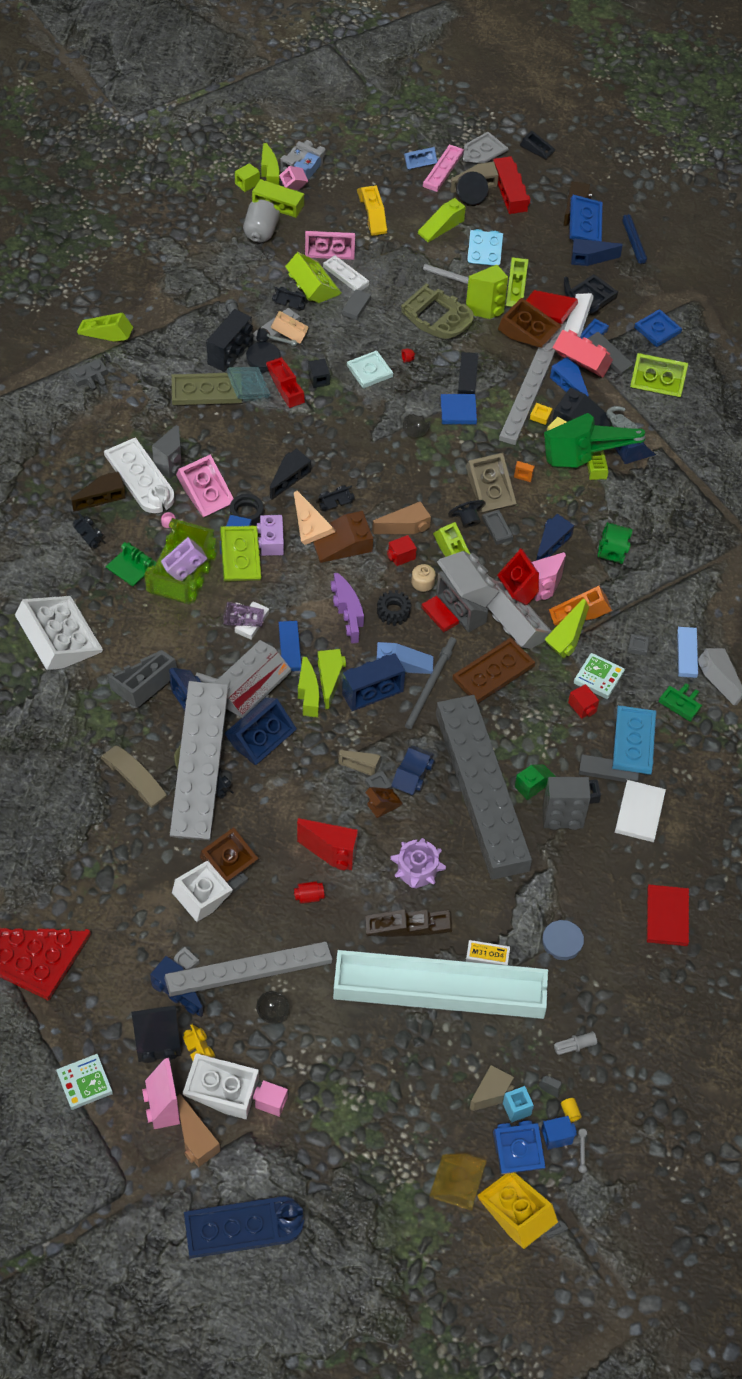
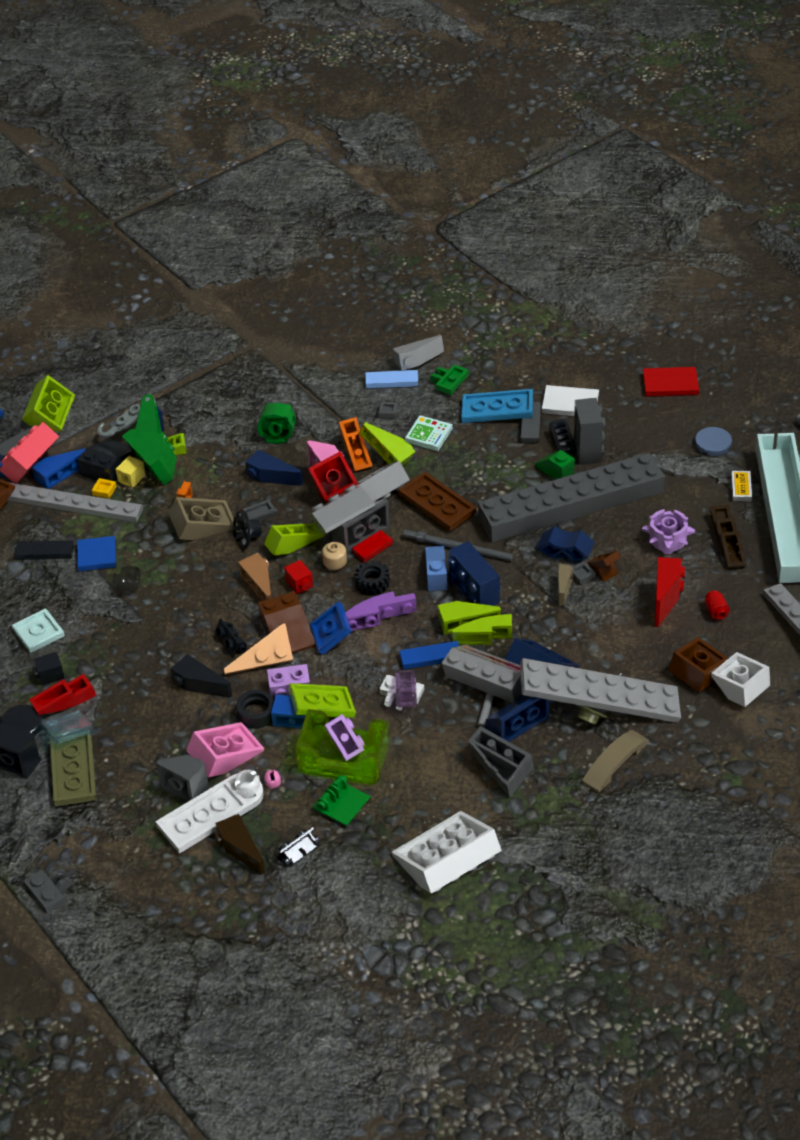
camera: 90 degrees left, 10 degrees down
(328, 566) = (330, 628): none -> blue tile
(407, 355) = (19, 598): red hinge -> none
(583, 701) = (463, 438): red brick -> none

